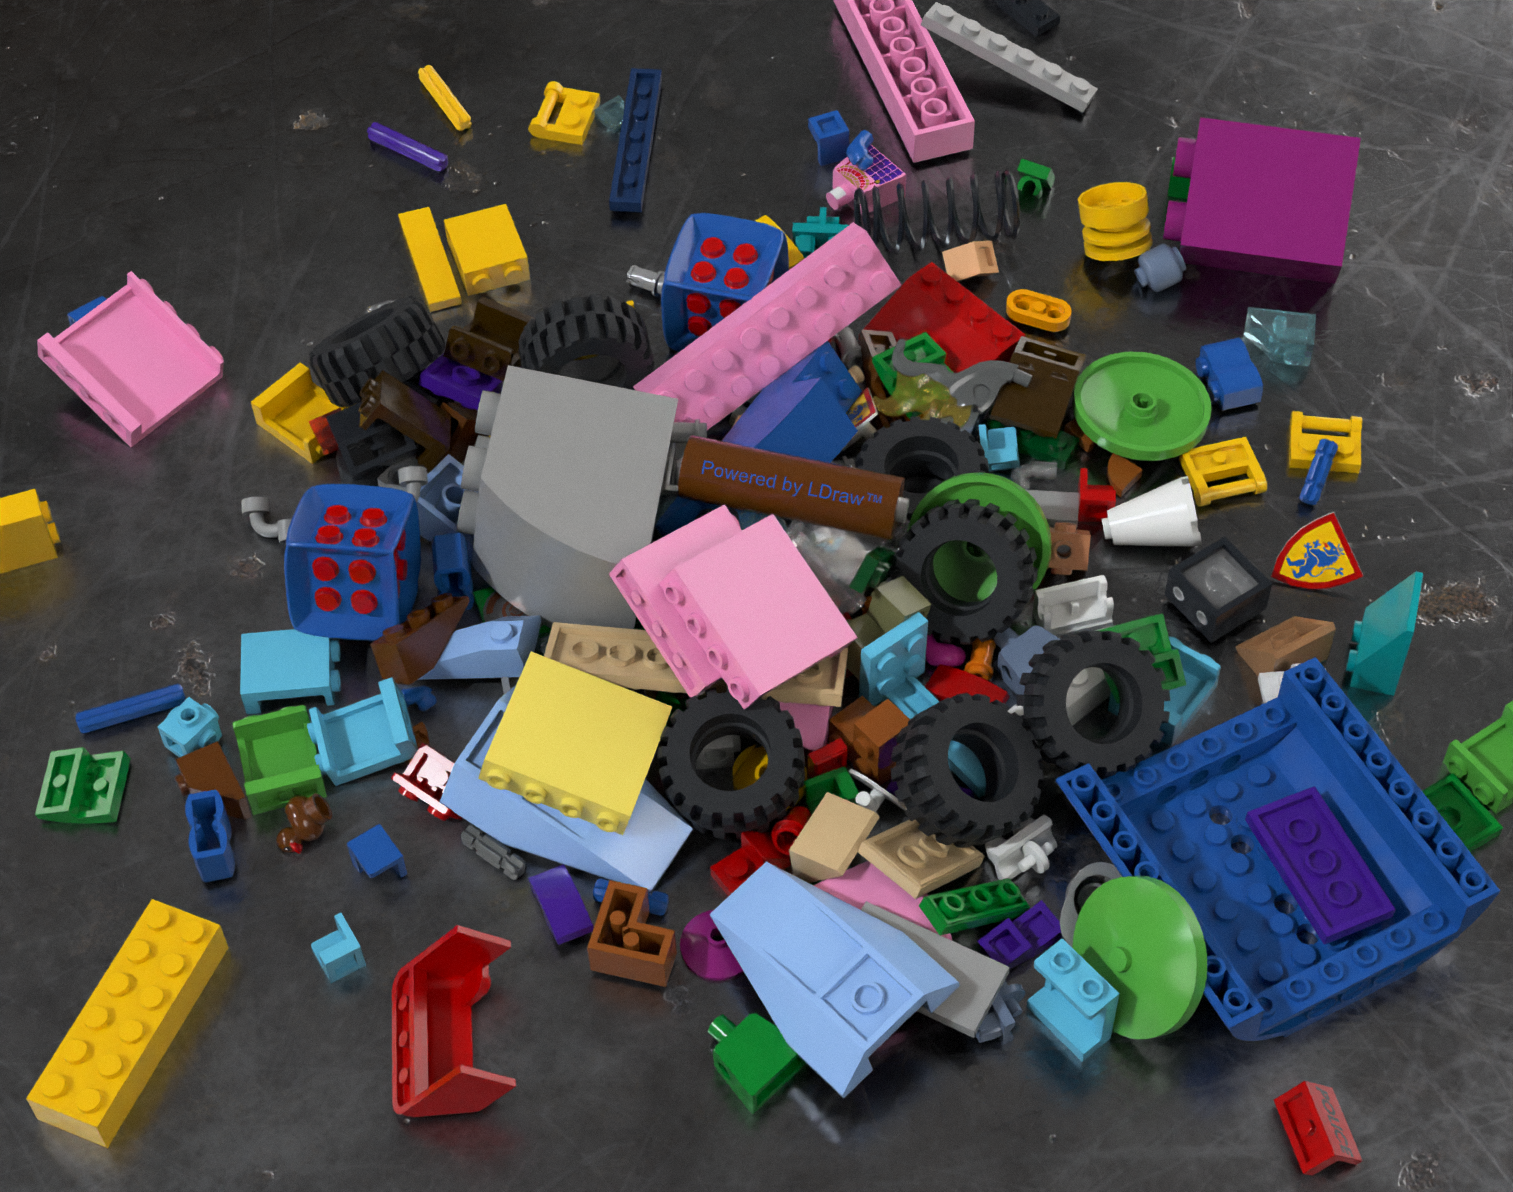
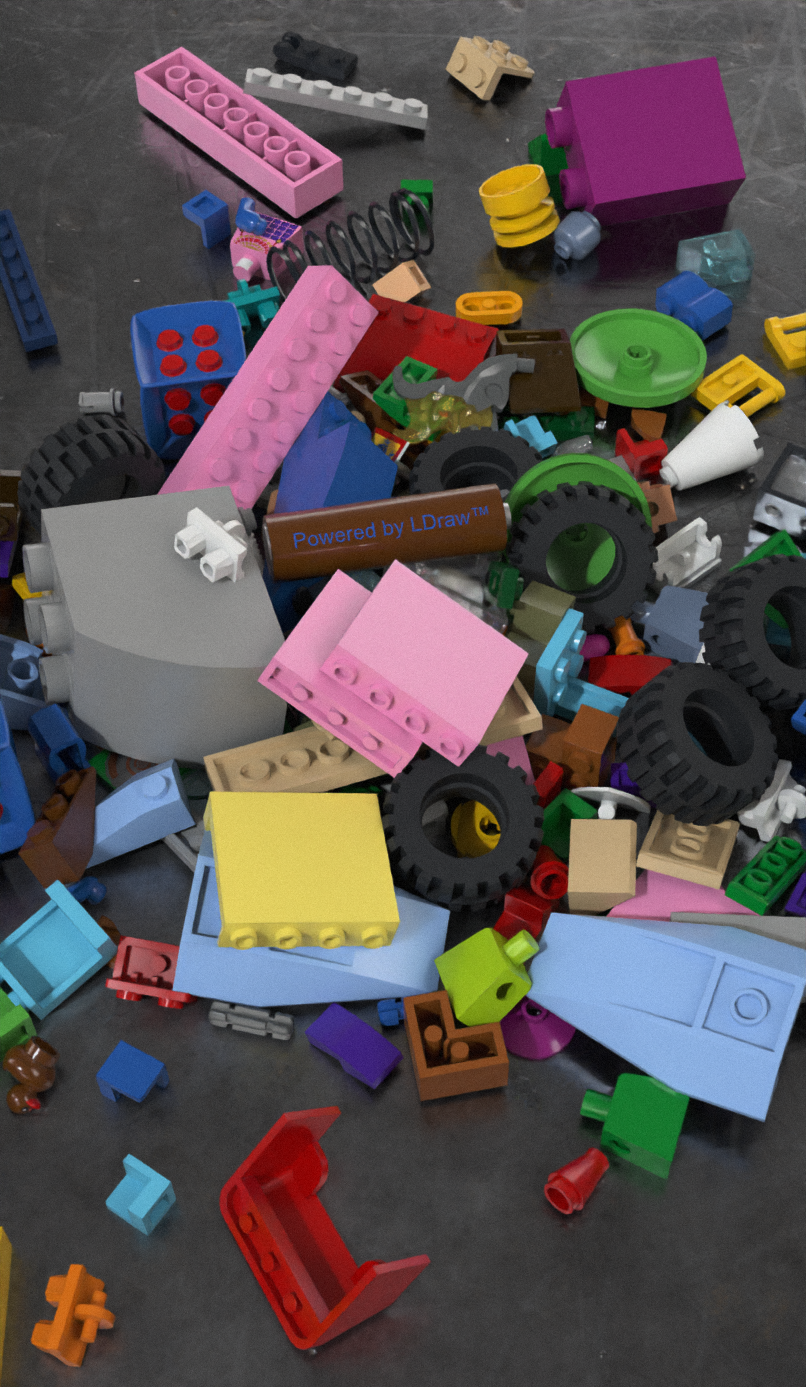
camera: 25 degrees left, 0 degrees up
(244, 1016) = (77, 1316): none -> orange hips
(636, 447) = (218, 543): none -> white hips
(673, 1082) = (574, 1182): none -> red cone
(688, 891) = (486, 975): none -> lime torso
(1173, 59) = (482, 63): none -> tan bracket

